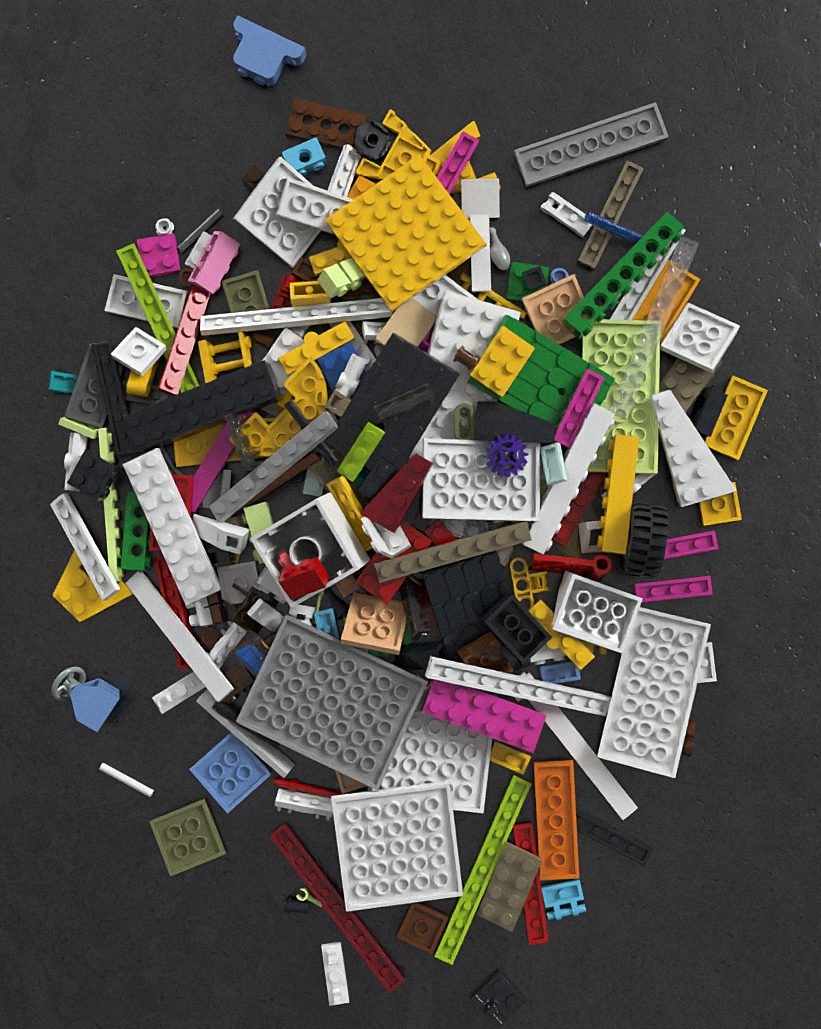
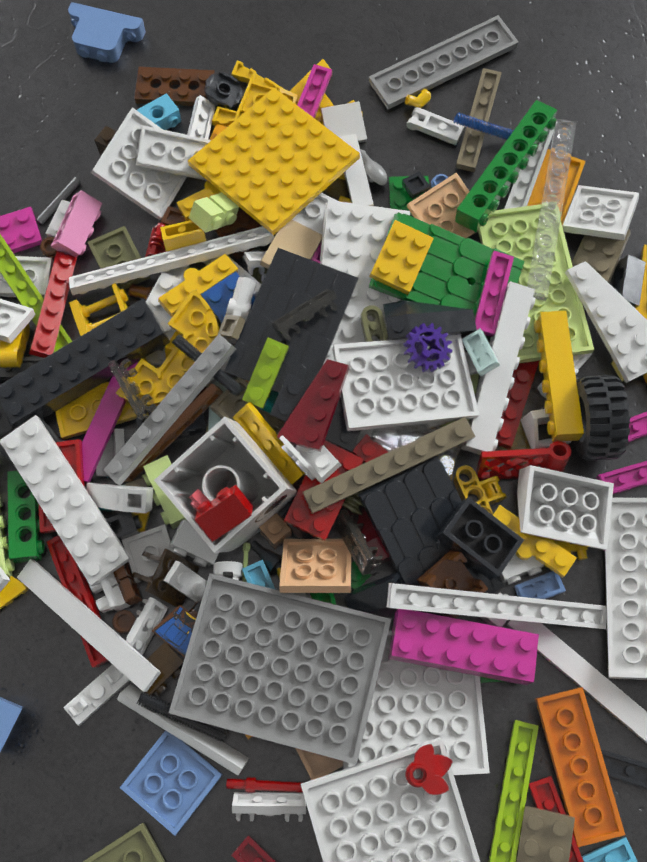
camera: 10 degrees left, 15 degrees down
(126, 780) = (43, 818): white bar -> none
(164, 223) = (18, 199): white plate -> none
(436, 806) = (431, 768): none -> red plate
(465, 357) = (361, 259): reddish brown bush -> none
(509, 757) = (505, 700): yellow plate -> none
(559, 184) = (419, 101): none -> yellow arm

